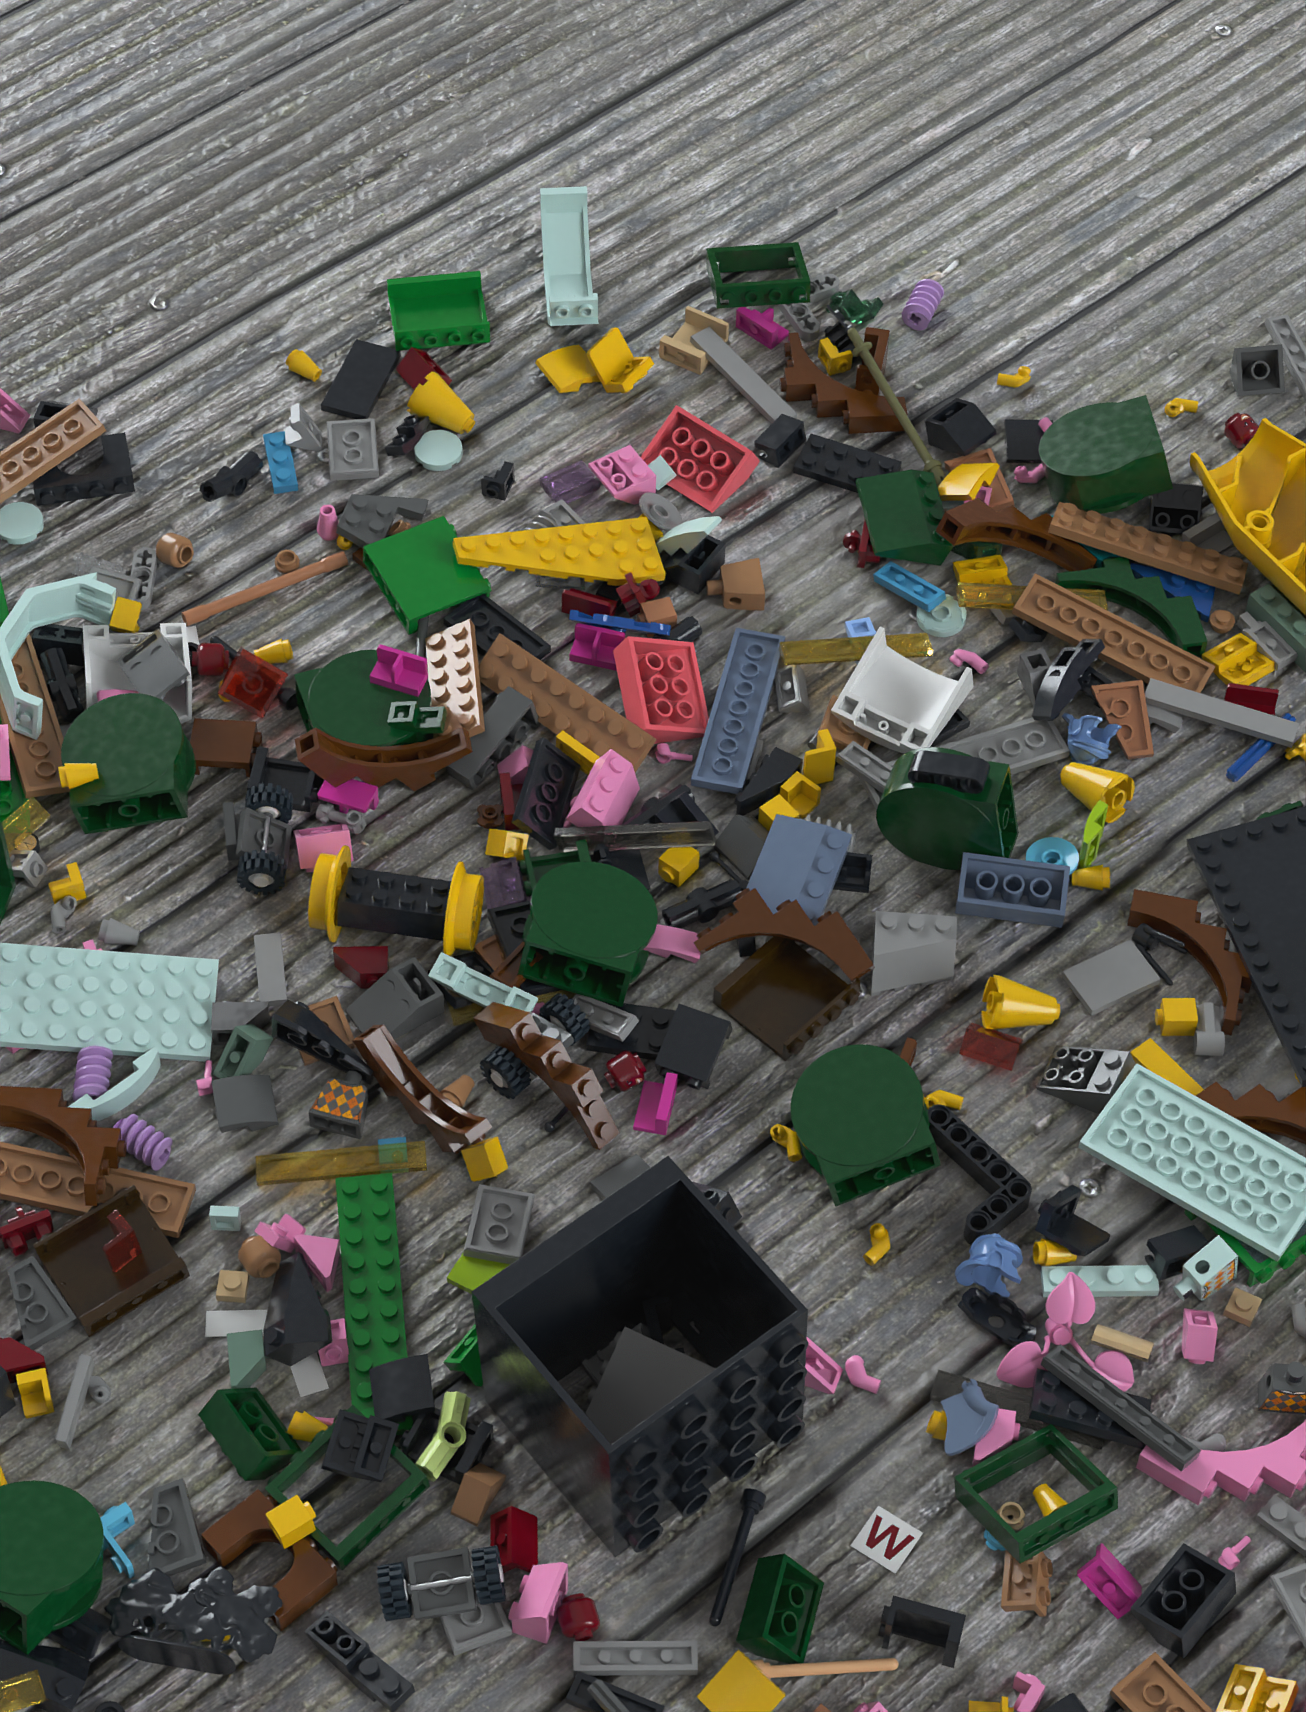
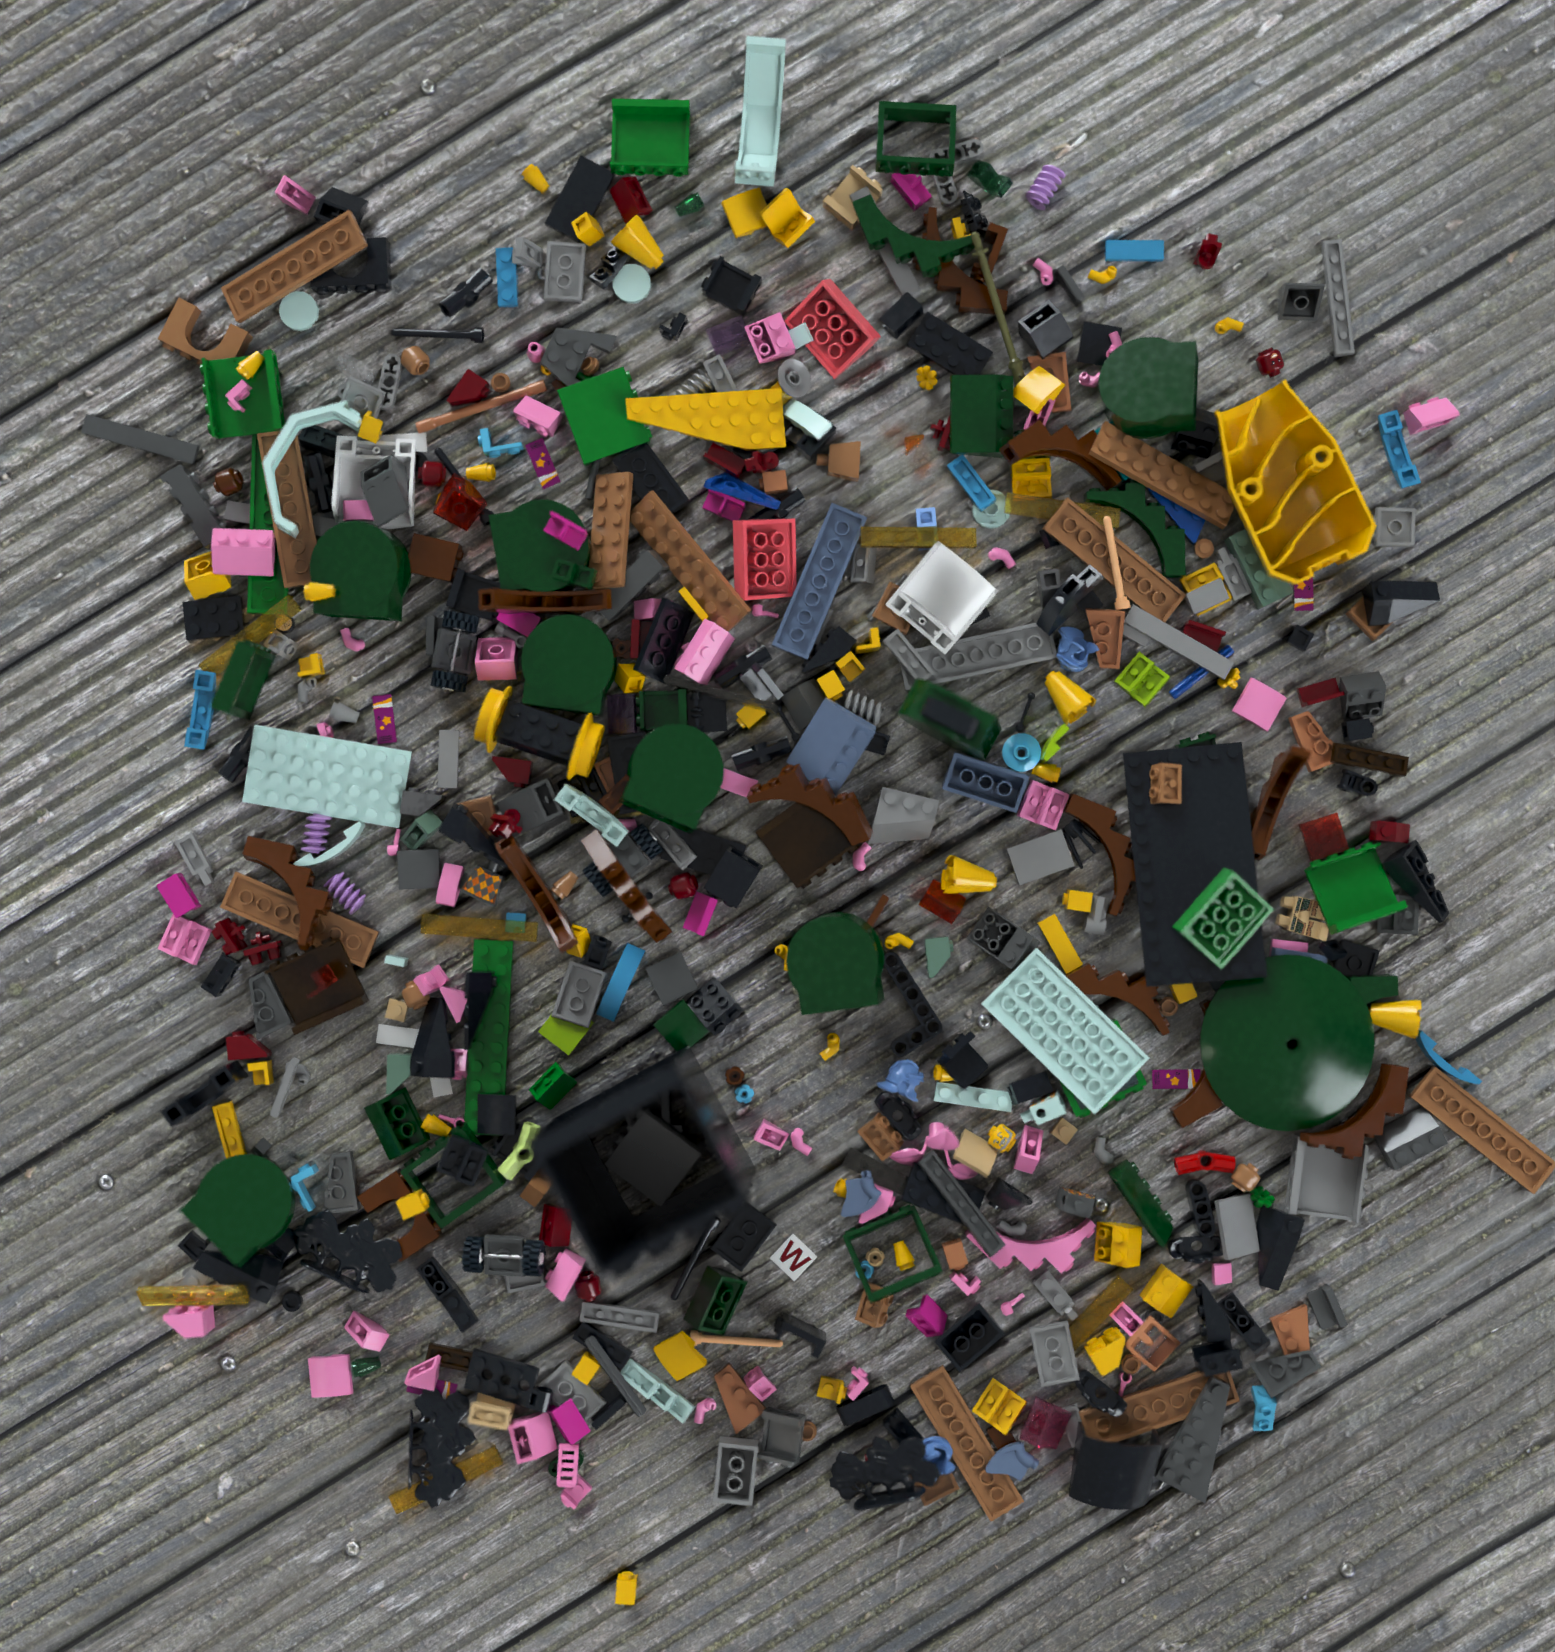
camera: 10 degrees right, 35 degrees up
(120, 855) = (351, 643): none -> bright pink arm
(173, 933) = (384, 719): none -> magenta sticker
(247, 570) = (469, 390): none -> dark red slope
(248, 519) = (475, 334): none -> black piece
(291, 1114) = (449, 884): none -> bright pink slope
(294, 625) = (485, 441): none -> medium azure bracket
(340, 586) = (538, 416): none -> bright pink slope
(350, 634) = (542, 463): none -> magenta sticker
(355, 1237) = (478, 991): none -> black wedge
(362, 1018) = (505, 824): none -> dark red hips
(376, 402) = (587, 229): none -> yellow panel
(423, 823) = (568, 666): none -> dark green brick
(498, 368) = (690, 204): none -> clear green cone
(517, 1169) = (597, 952): none -> black bracket
(556, 1199) = (620, 982): none -> dark azure slope
(562, 438) = (731, 286): none -> black panel
(767, 365) = (904, 246): none -> dark green arch
(804, 1518) = (743, 1237): none -> black tile
(824, 558) = (912, 442): none -> clear orange slope
(825, 493) = (926, 377): none -> yellow plant
(862, 1007) = (858, 856): none -> bright pink arm
(945, 382) = (1045, 271): none -> bright pink arm
(977, 389) = (1069, 285): none -> dark grey tile
(977, 1349) = (881, 1136): none -> medium nougat bracket
(999, 1104) = (937, 953): none -> sand green slope
(1045, 352) = (1134, 250): none -> dark azure tile
(1047, 801) = (1020, 726): none -> black hinge
(1097, 917) = (1043, 805): none -> bright pink slope
(1133, 337) = (1208, 251): none -> dark red hips
(1133, 673) = (1121, 600): none -> light nougat piece
(1133, 1490) = (955, 1254): none -> nougat brick
(1152, 1531) = (961, 1281): none -> bright pink bracket
(1155, 1323) = (1001, 1138): none -> yellow head
(1187, 765) = (1142, 679): none -> lime slope
(1191, 1381) = (1006, 1196): none -> black wedge
(1241, 662) = (1206, 596): none -> light grey slope
(1253, 852) = (1165, 783): none -> medium nougat bracket

